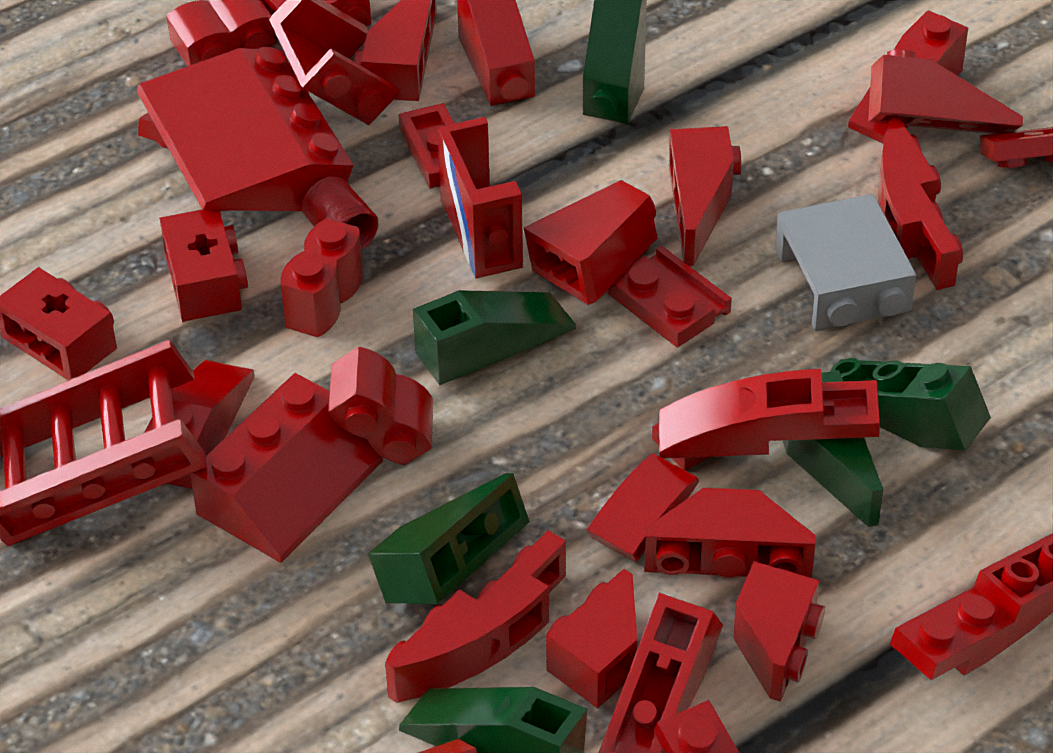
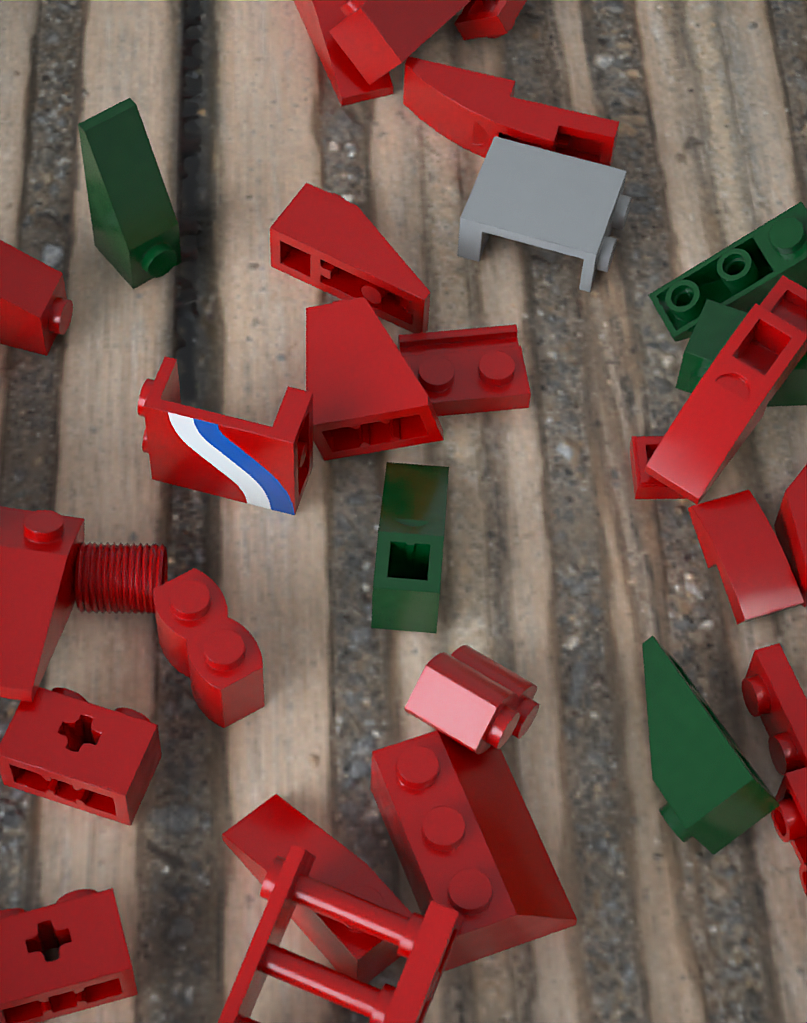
camera: 60 degrees left, 10 degrees up
(421, 136) = (81, 432): red plate -> none

